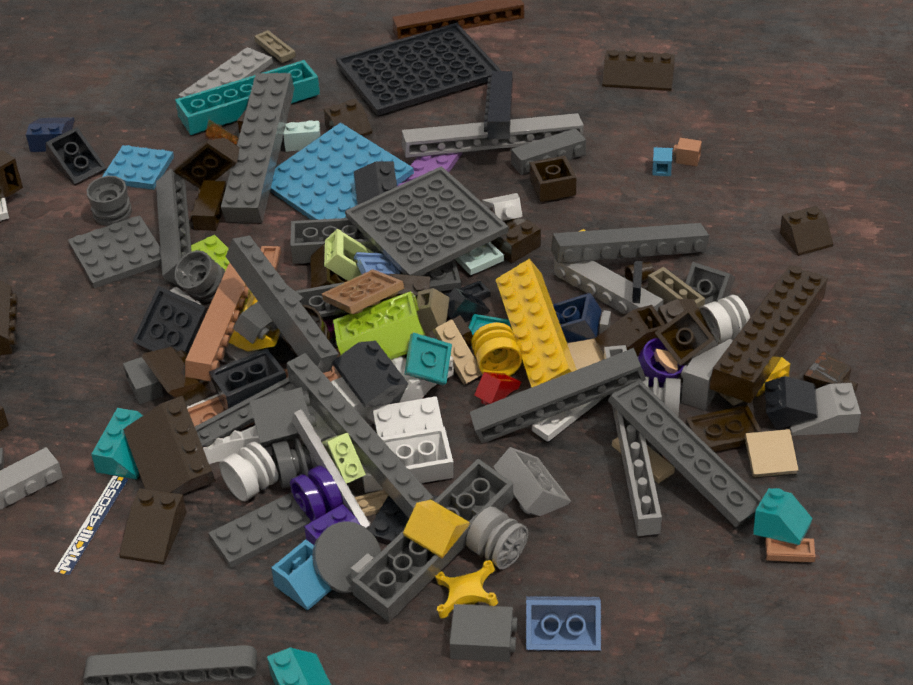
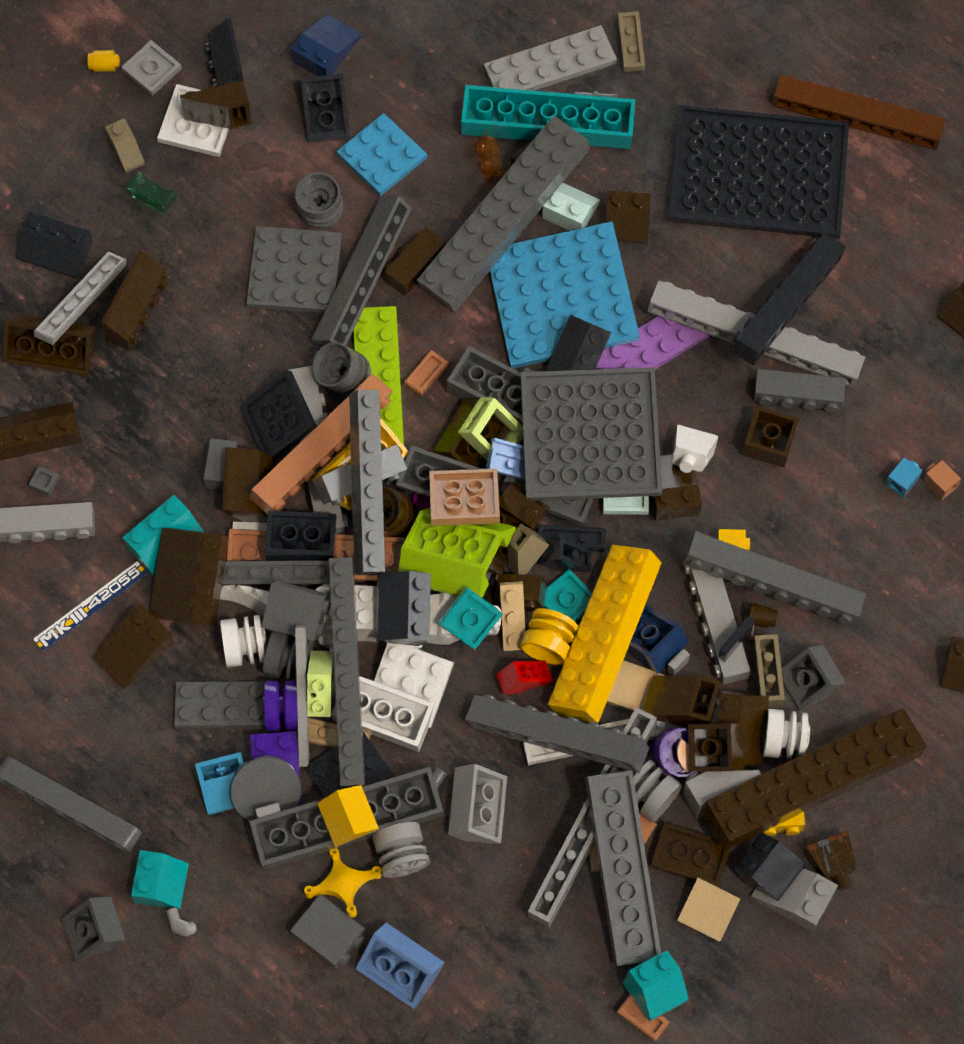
camera: 30 degrees right, 25 degrees up
(208, 161) = (440, 213): dark brown slope -> none

